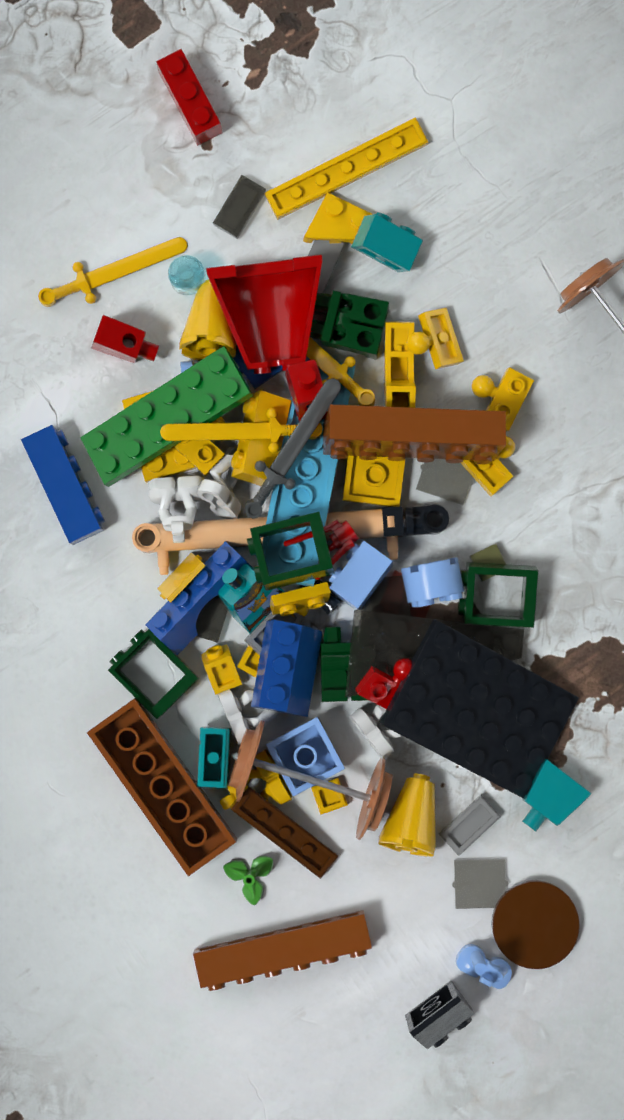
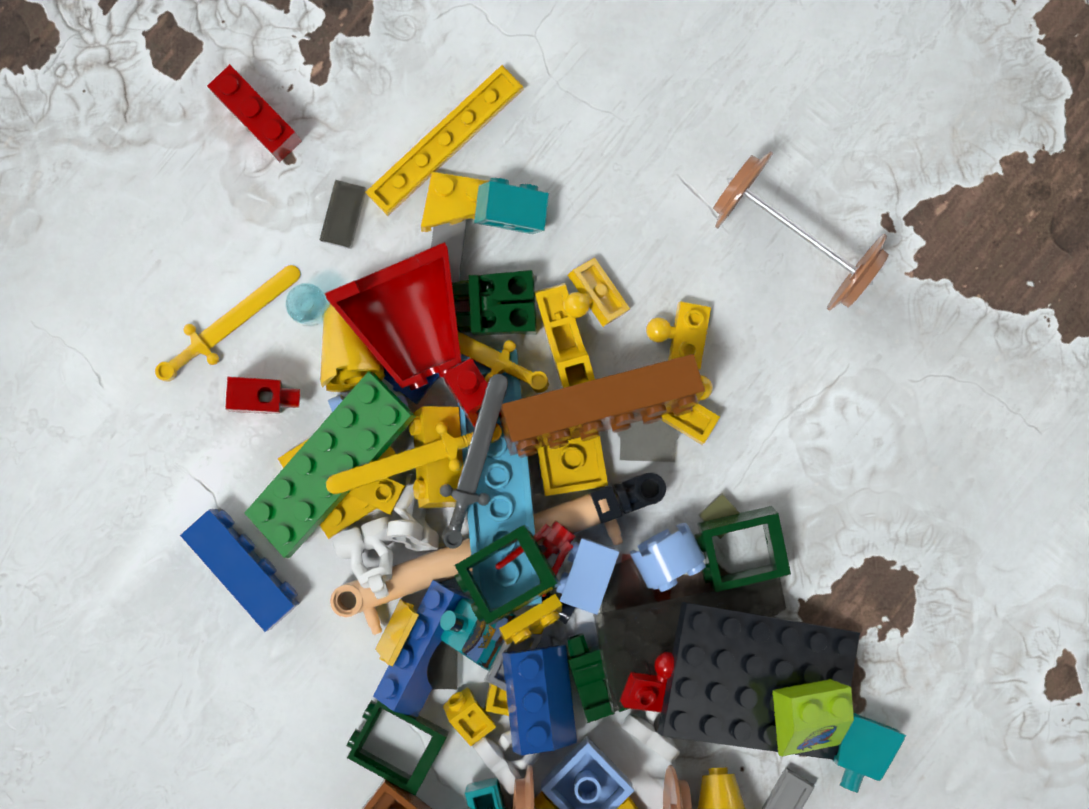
camera: 15 degrees left, 0 degrees up
(515, 752) = (812, 716): none -> lime slope

